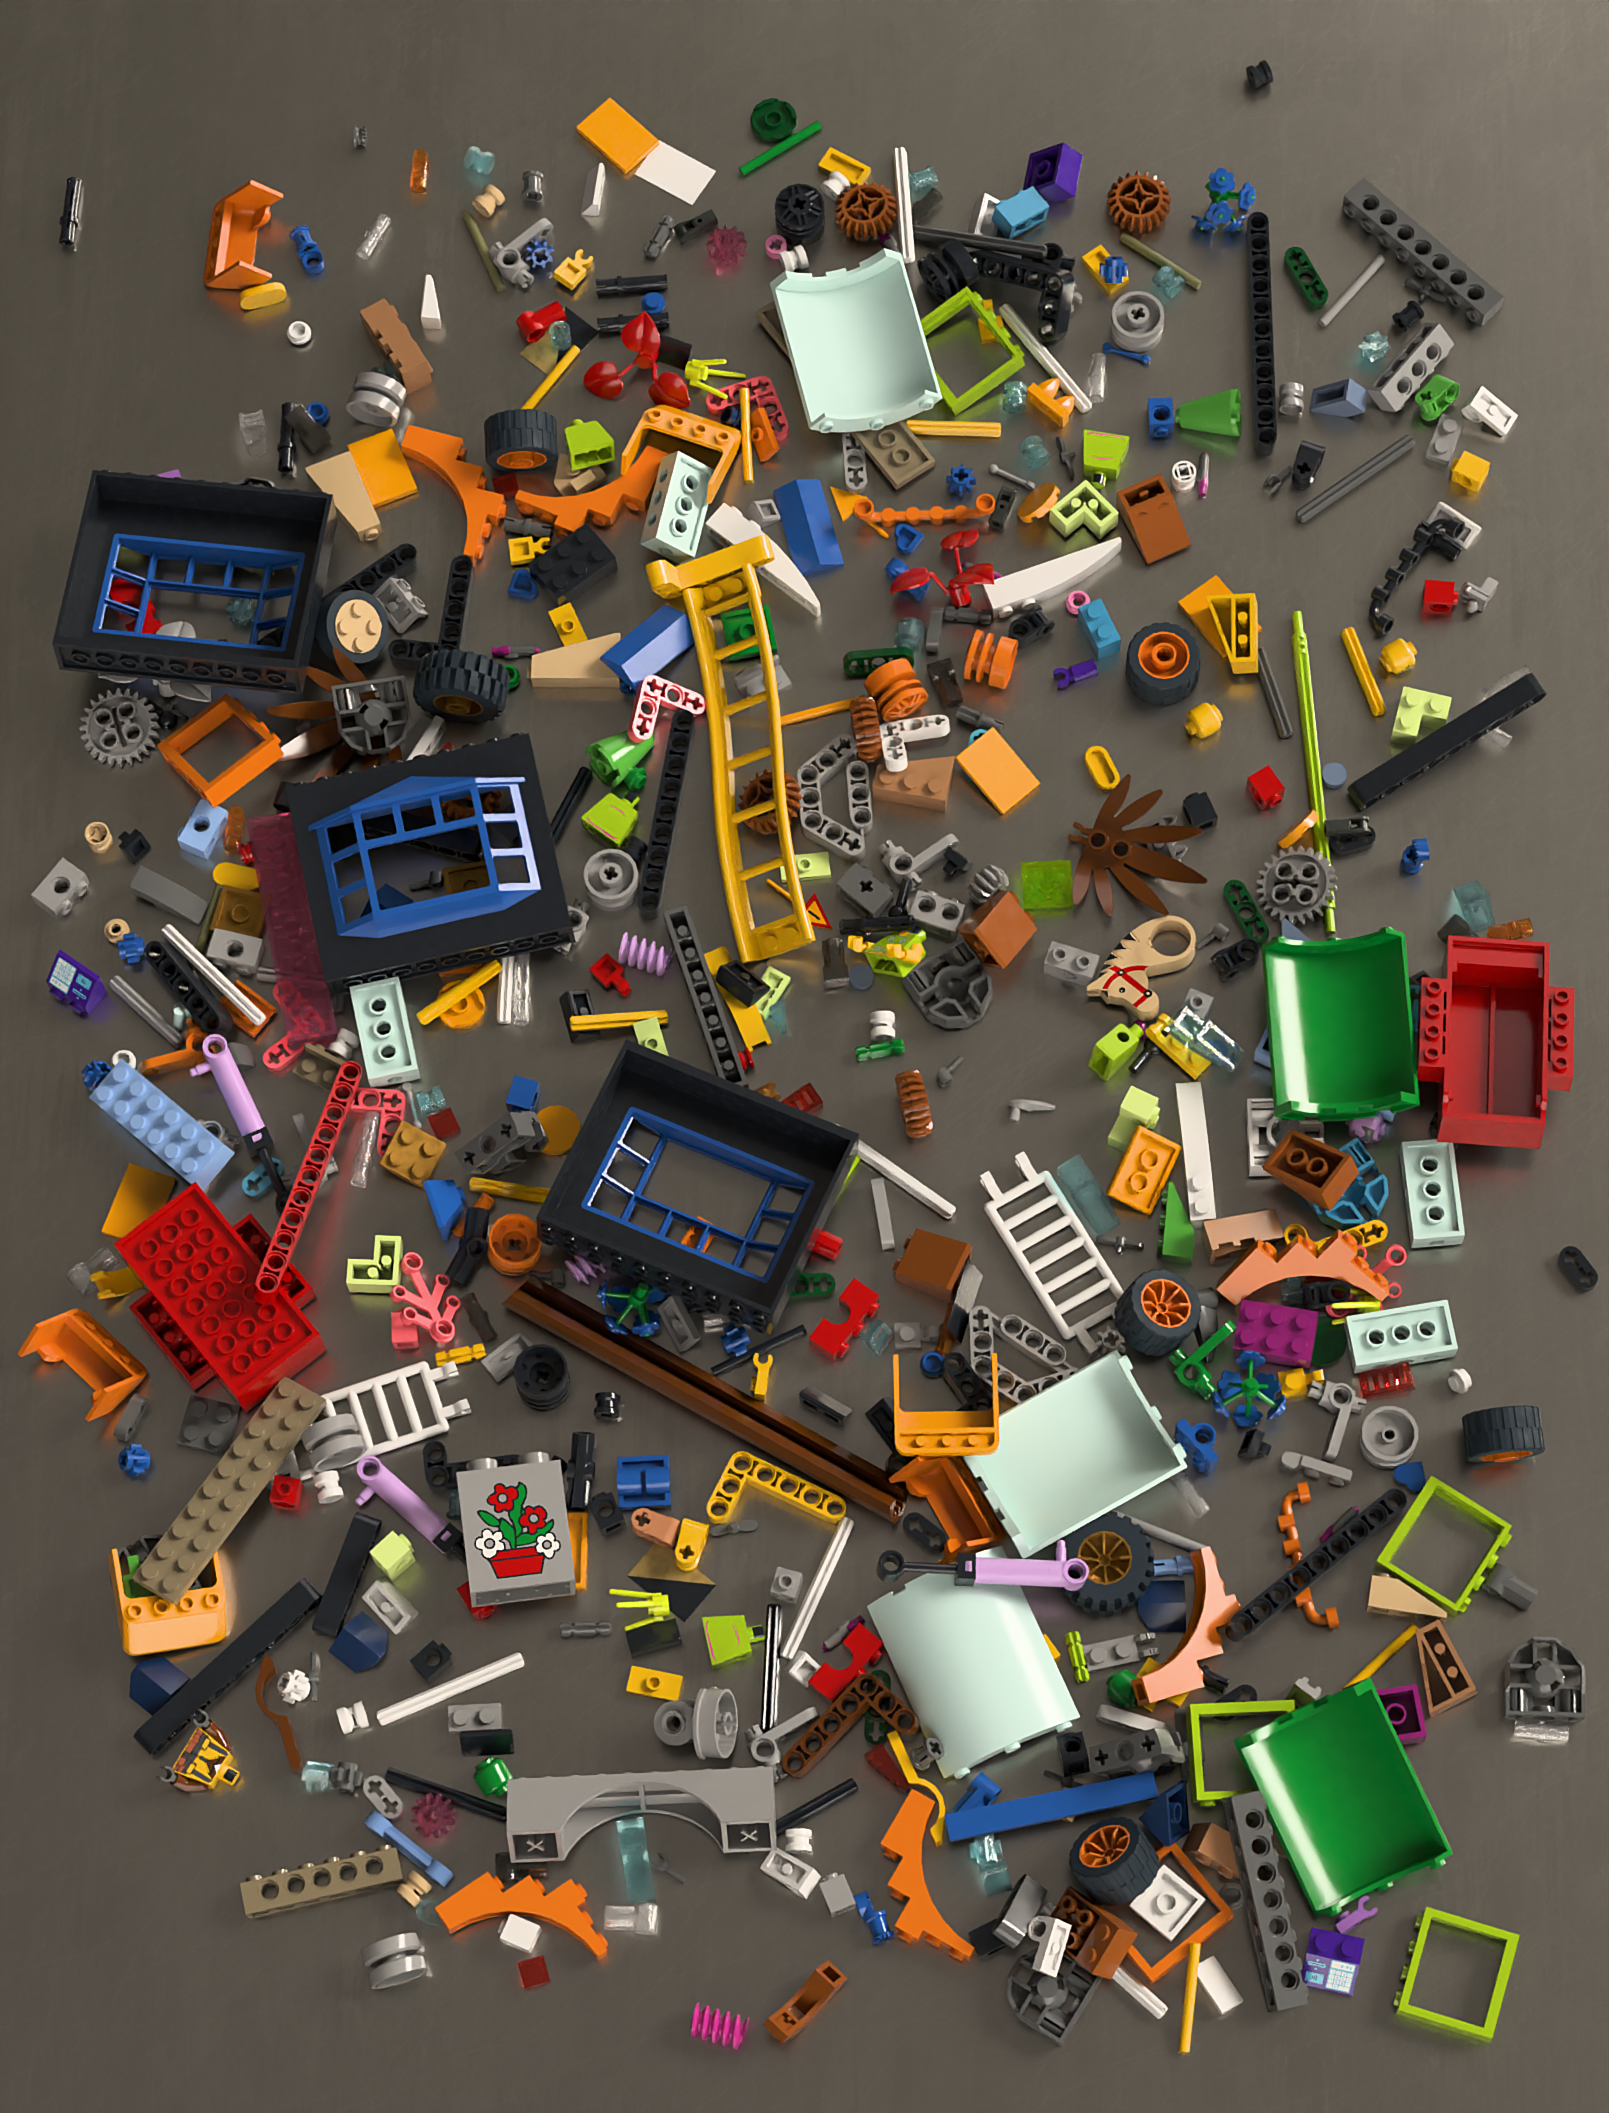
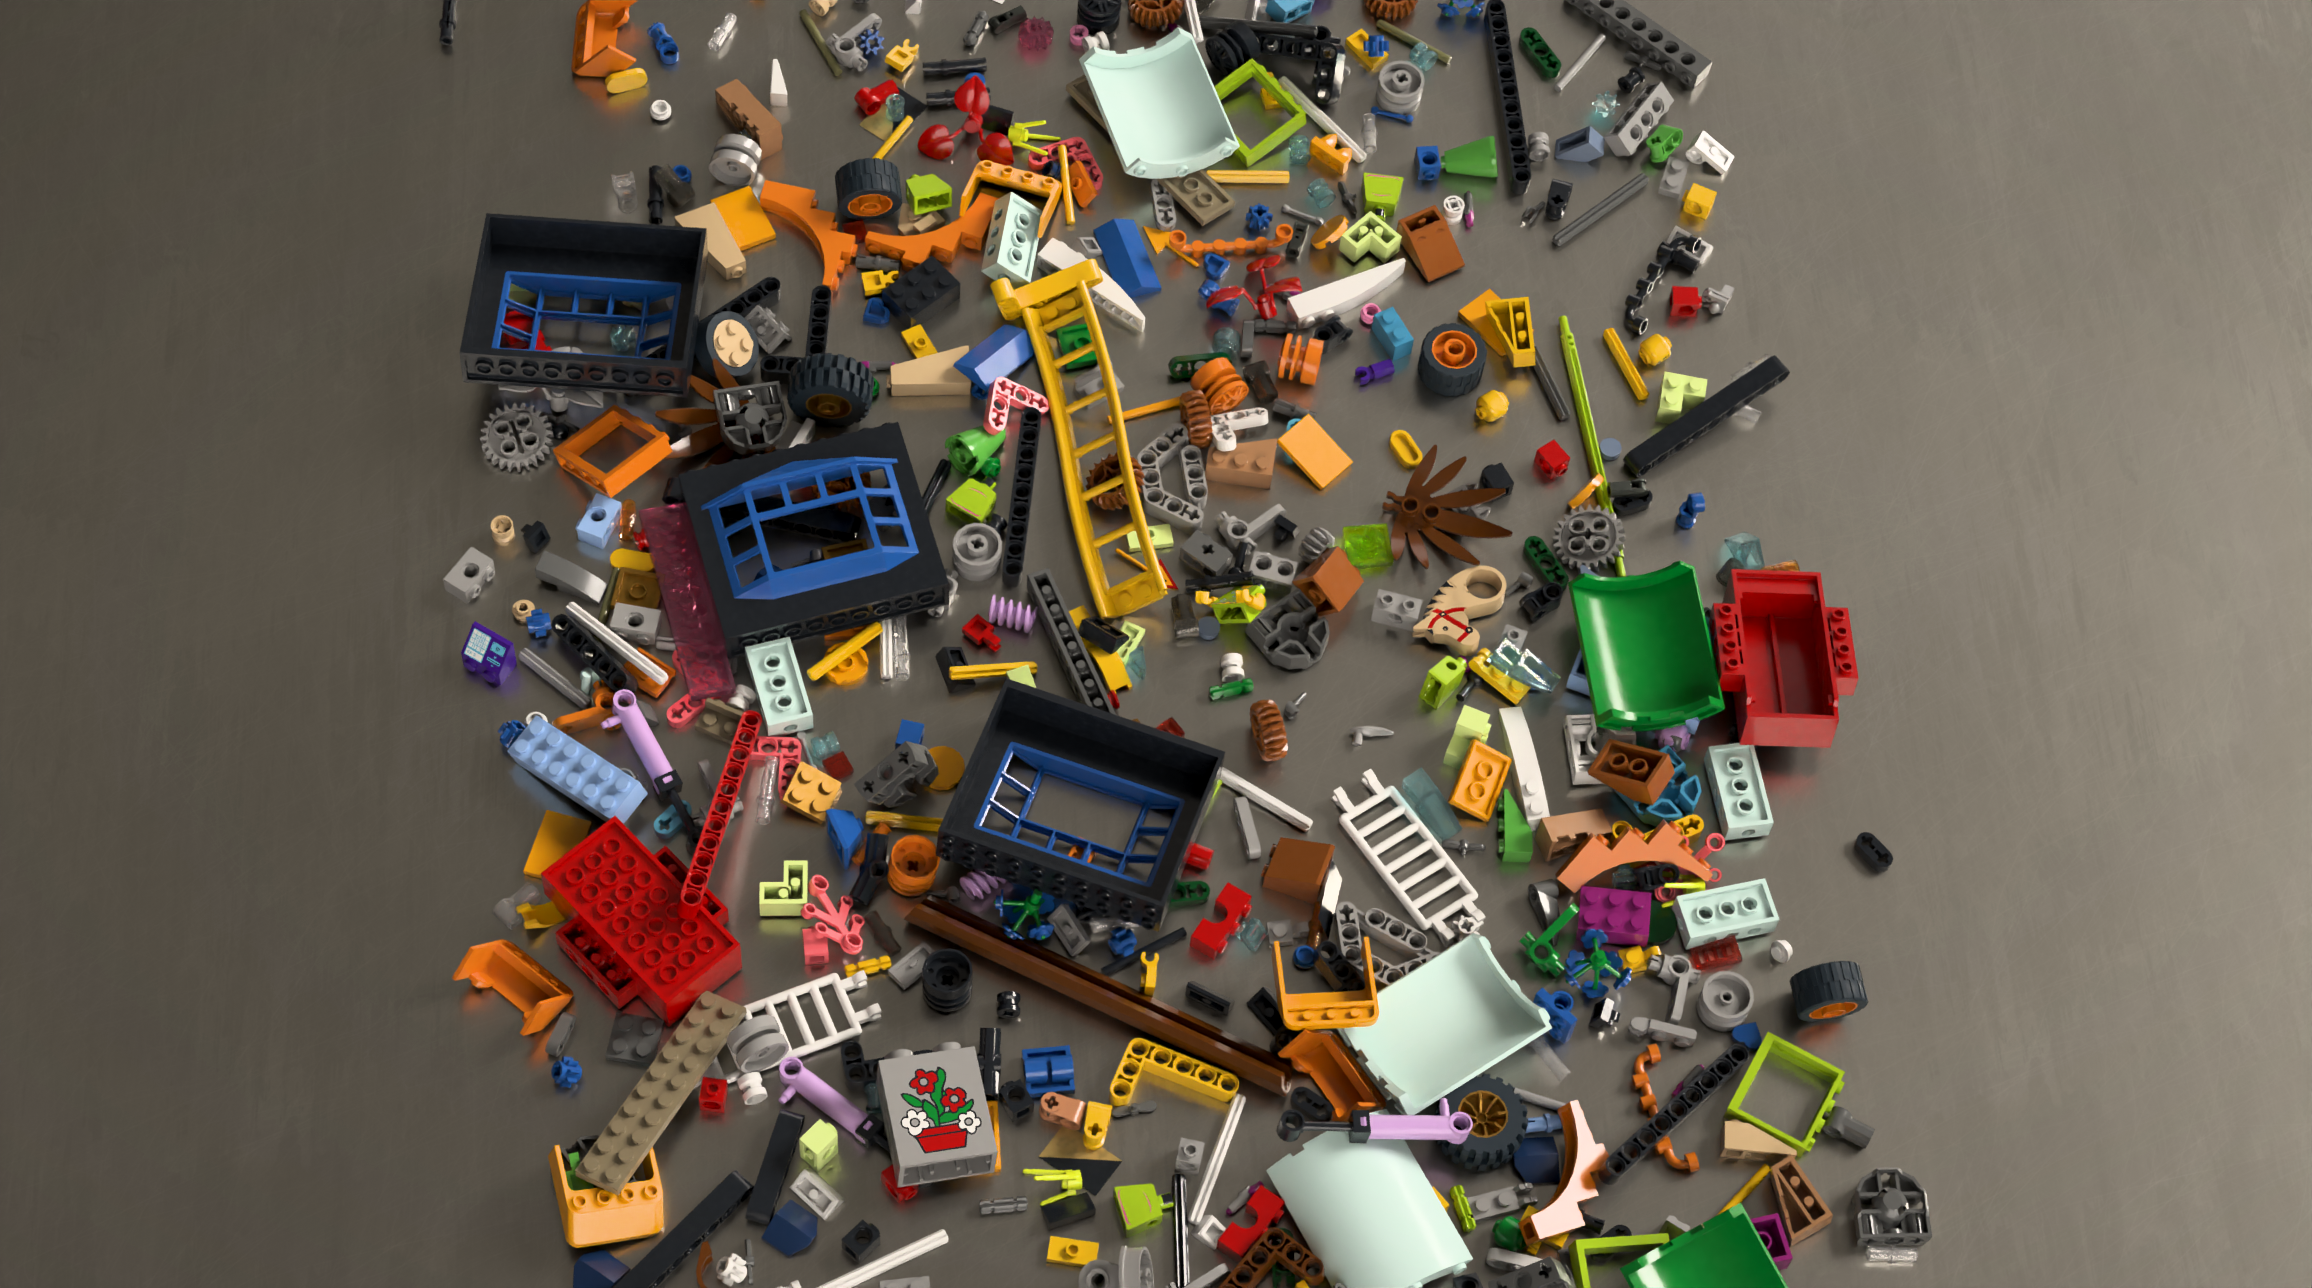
camera: 15 degrees left, 10 degrees down
(1157, 1312) = (1507, 900): black wheel -> none

